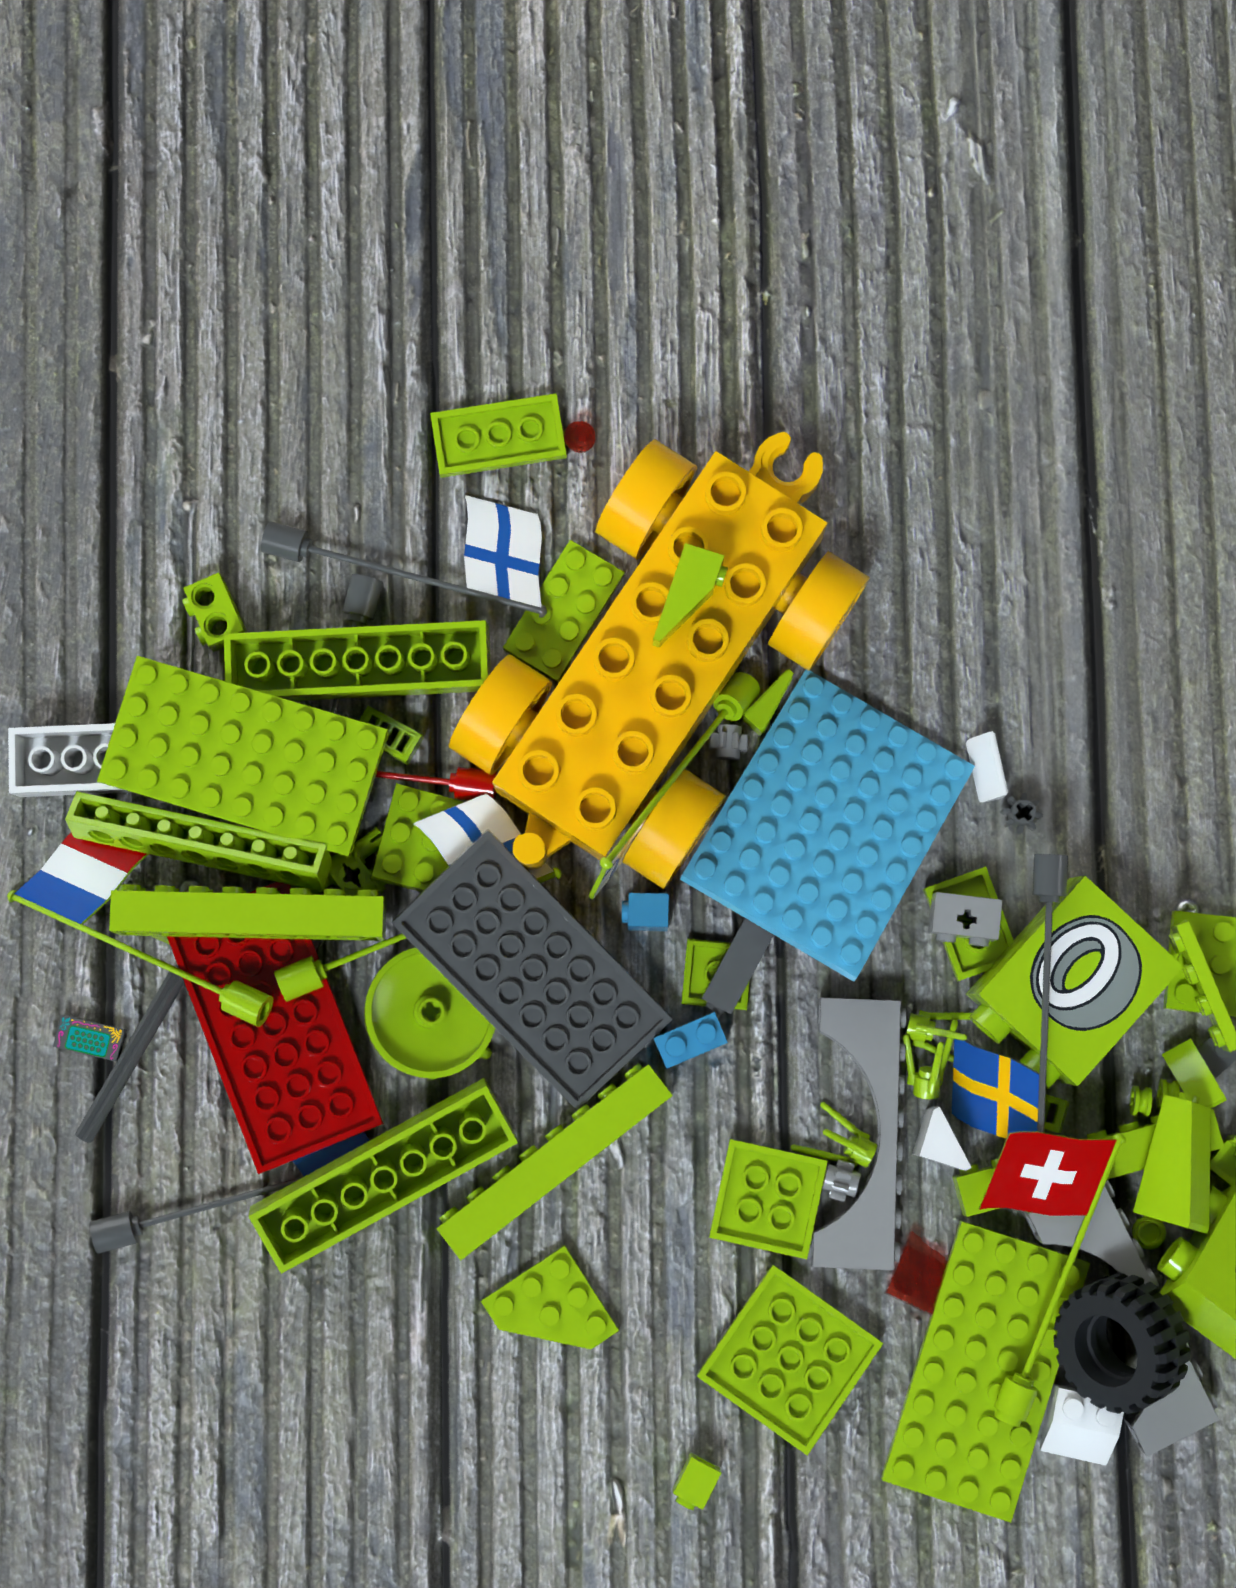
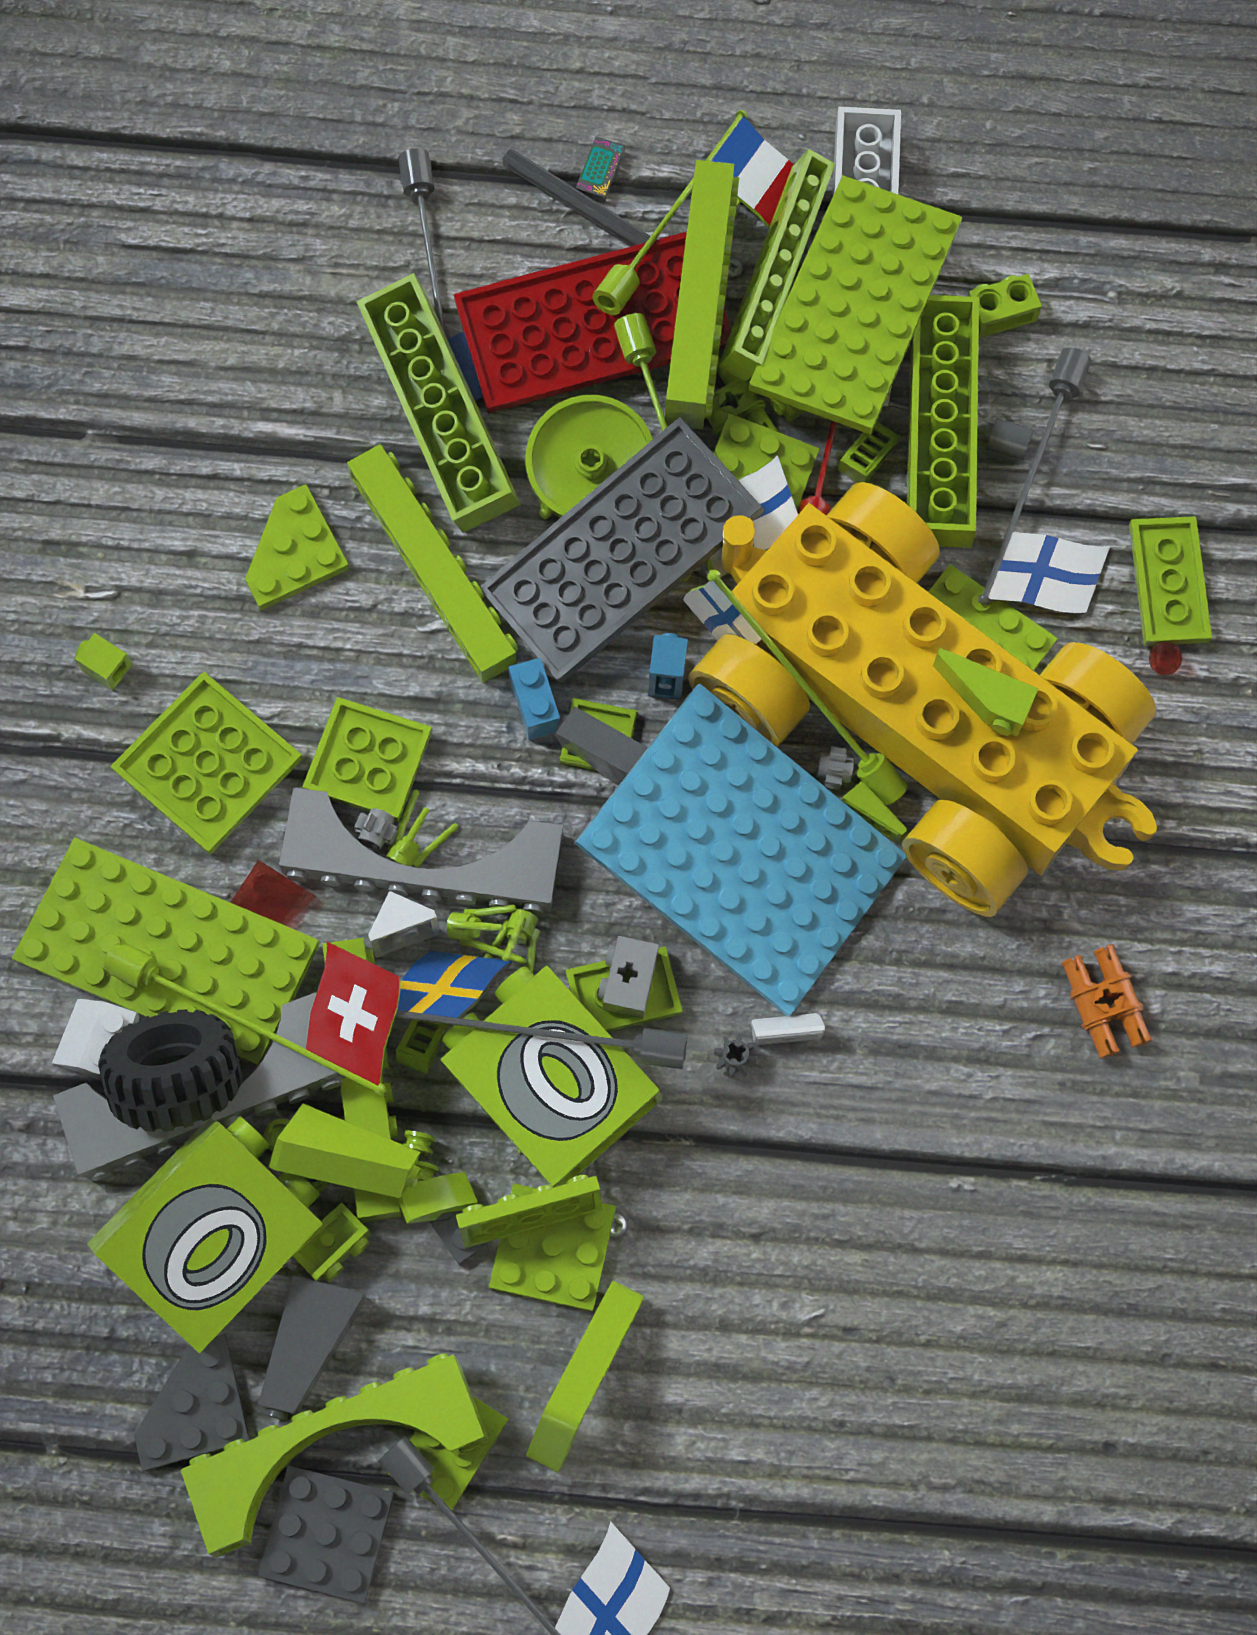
camera: 90 degrees right, 10 degrees down
(922, 491) = (1098, 1016): none -> orange pin

